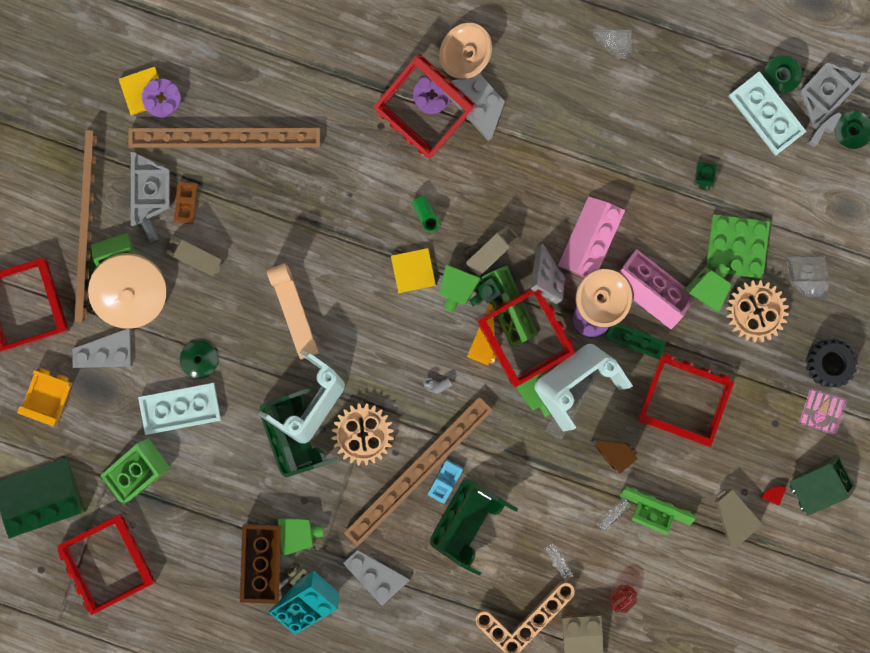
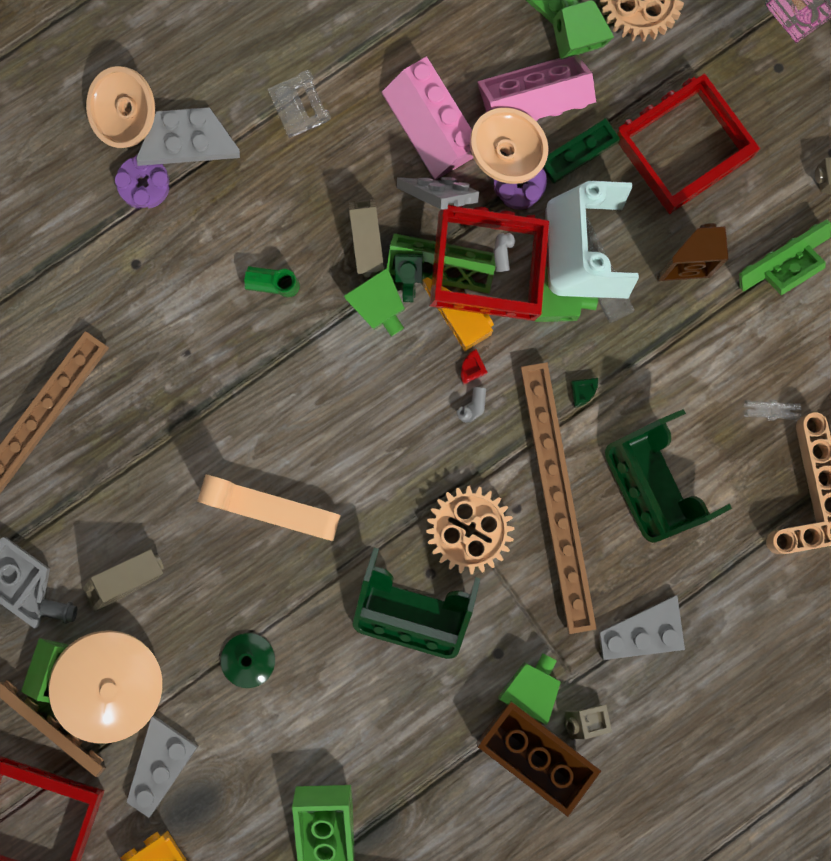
camera: 60 degrees left, 5 degrees down
(179, 408) = (288, 724): light aqua plate -> none
(185, 203) = (56, 545): dark orange slope -> none
(306, 603) = (622, 737): teal slope -> none
(331, 388) = (414, 592): light aqua windscreen -> none
(413, 270) = (324, 341): yellow tile -> none
(445, 84) = (148, 241): red window -> none
(445, 481) = (590, 474): medium azure slope -> none
(459, 368) = (472, 367): none -> red tile
(492, 443) = (583, 391): none -> dark green tile
(534, 338) = (501, 259): none -> light grey arm
(539, 149) = (291, 108): none -> clear plate
(613, 514) = (760, 311): clear pin -> none

